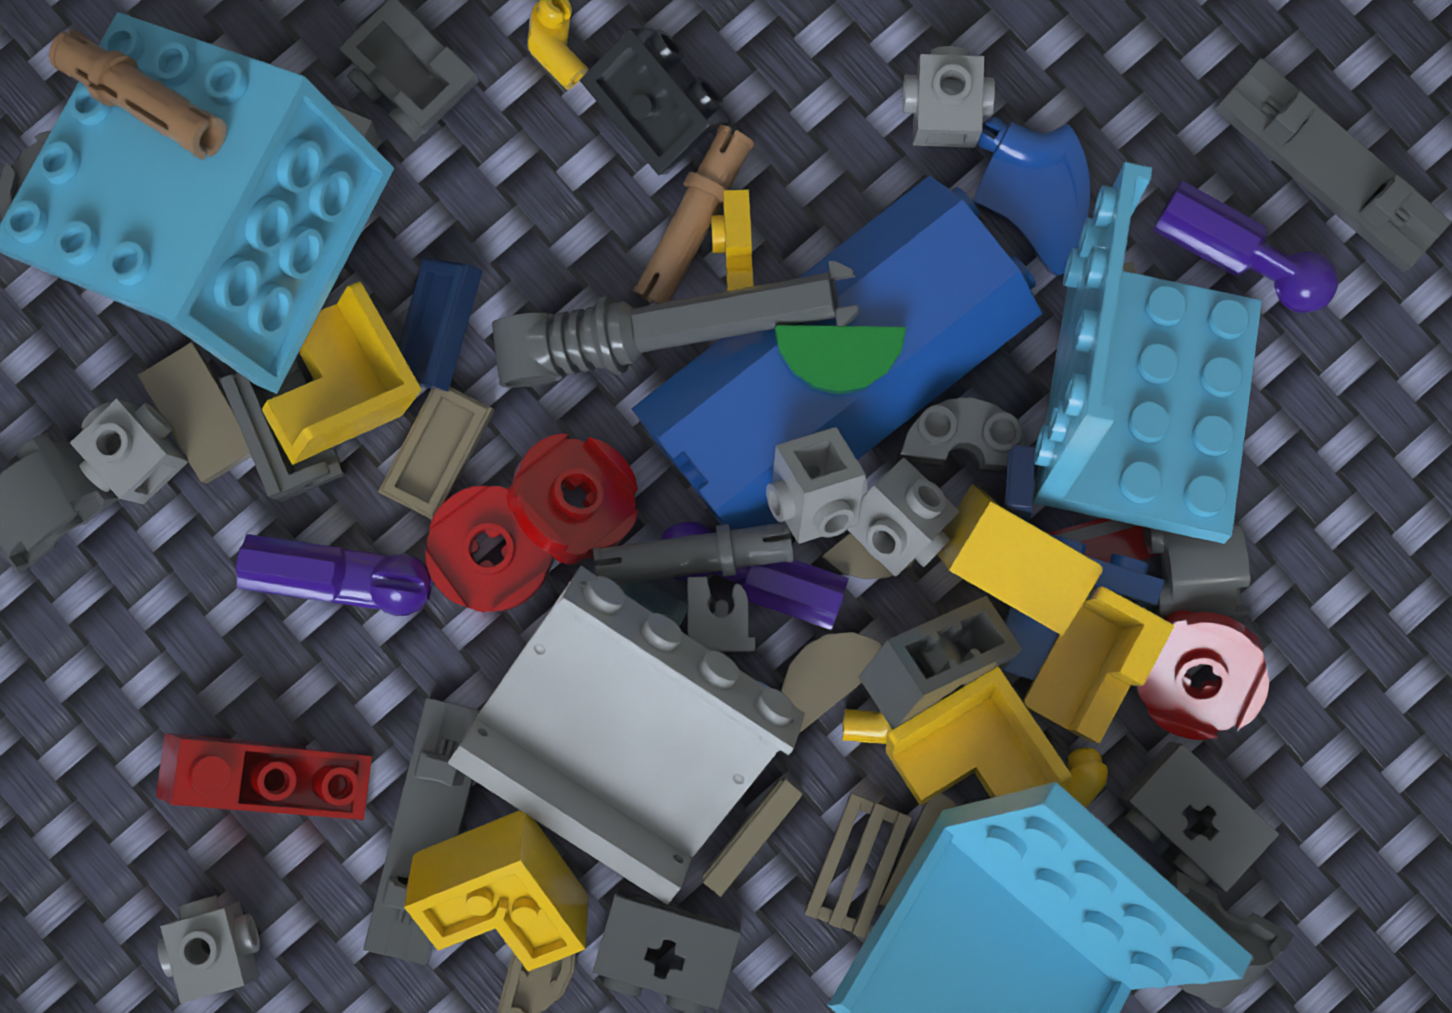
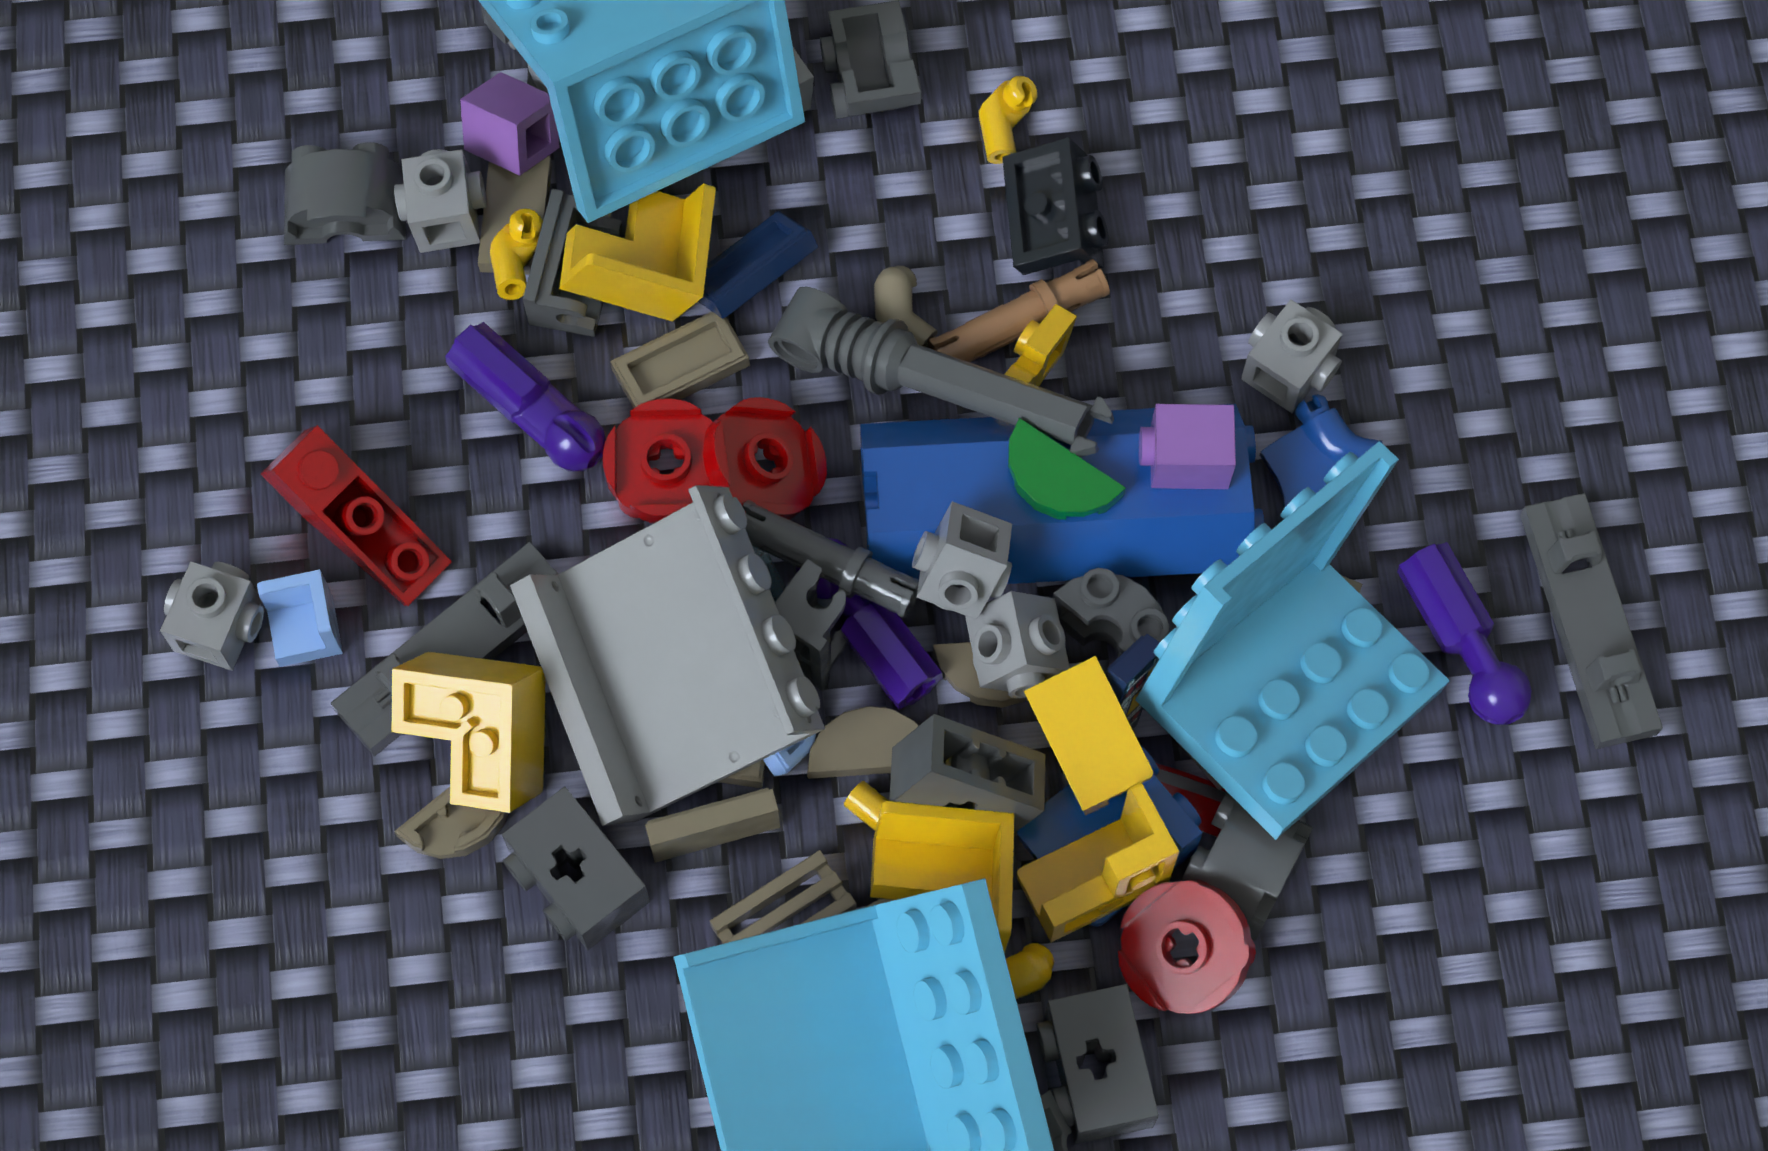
camera: 30 degrees right, 15 degrees down
(133, 346) = (509, 123): none -> medium lavender brick
(225, 455) = (513, 250): none -> yellow arm
(286, 896) = (301, 617): none -> light blue panel
(581, 276) = (894, 301): none -> dark tan arm
(936, 253) = (1189, 446): none -> medium lavender brick

